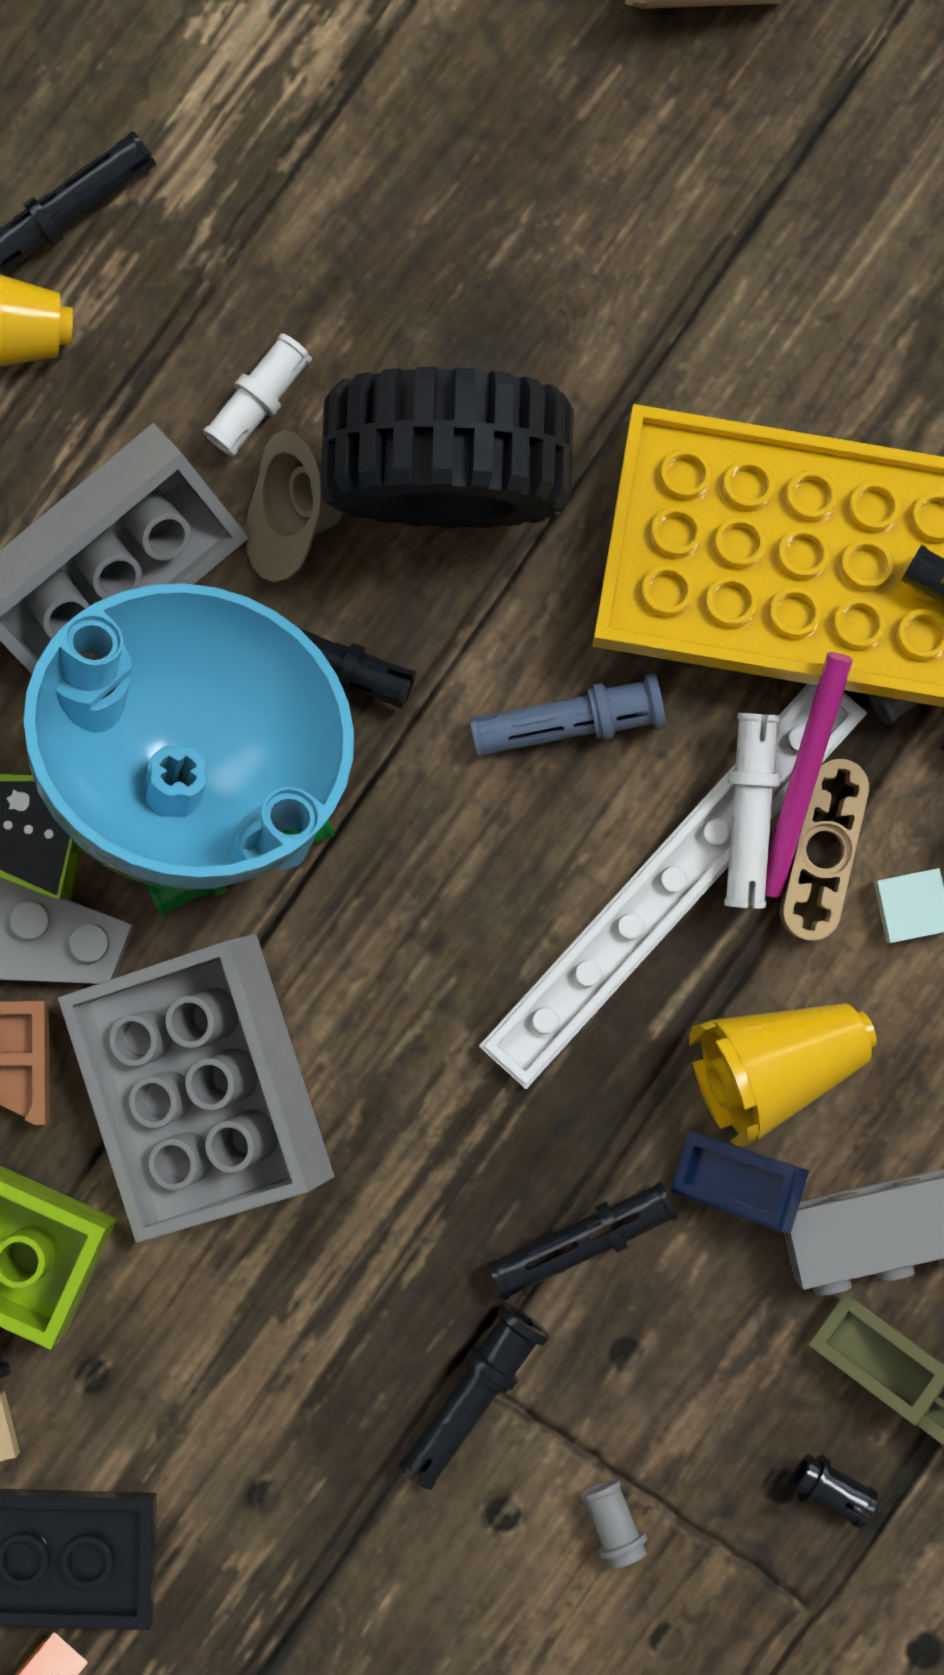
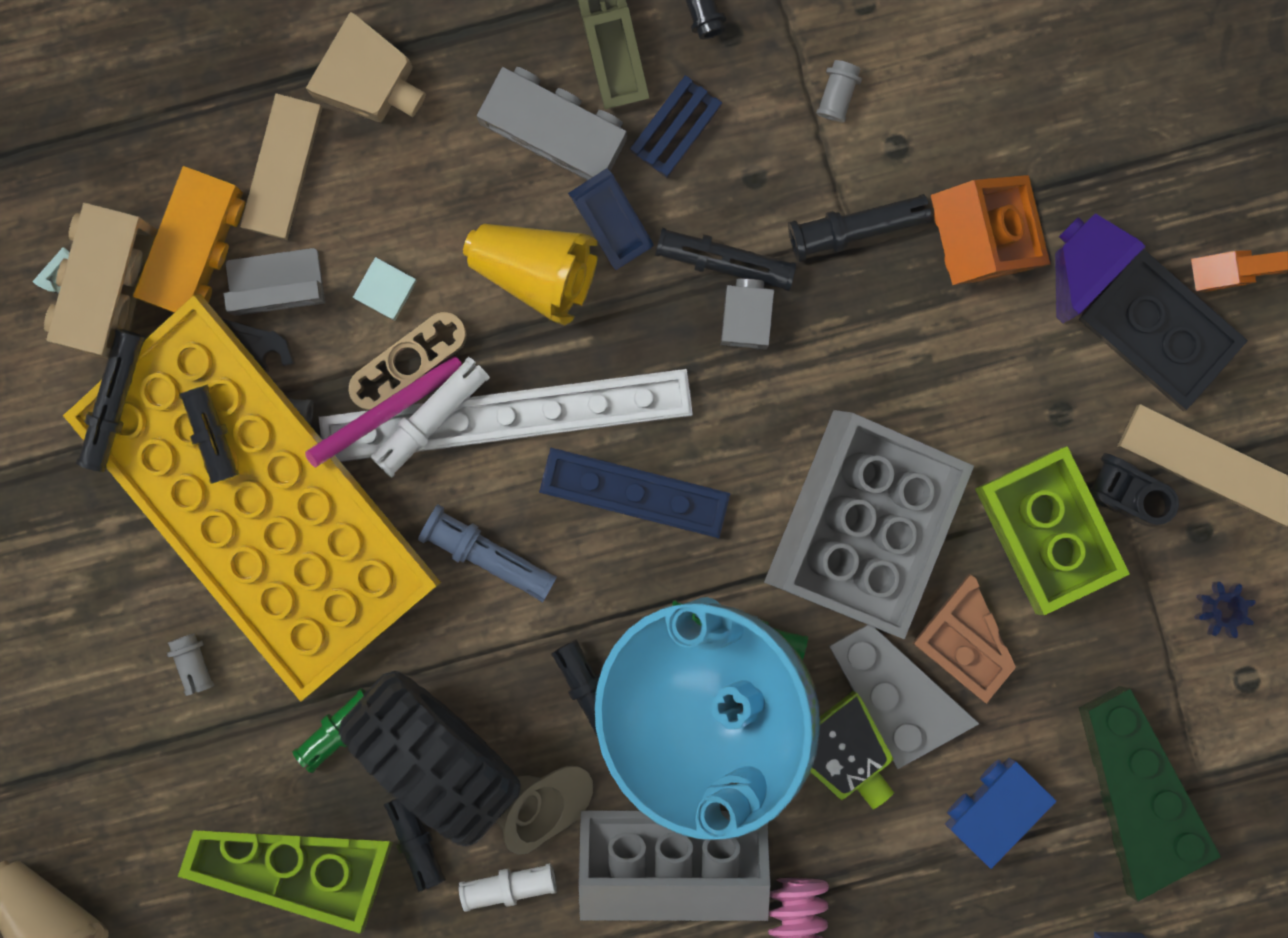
camera: 140 degrees left, 0 degrees up
(191, 1566) = (1089, 261): none -> dark purple slope
(330, 1511) = (989, 229): none -> orange slope
(375, 350) = (416, 845): none -> black pin
(470, 913) = (634, 492): none -> dark blue tile
(484, 224) = (303, 875): none -> lime wedge
(509, 1201) = (747, 314): none -> light grey brick
(575, 380) = (325, 739): none -> green pin
(758, 1392) = (699, 95): none -> dark blue tile
(780, 347) = (190, 664): none -> light grey pin

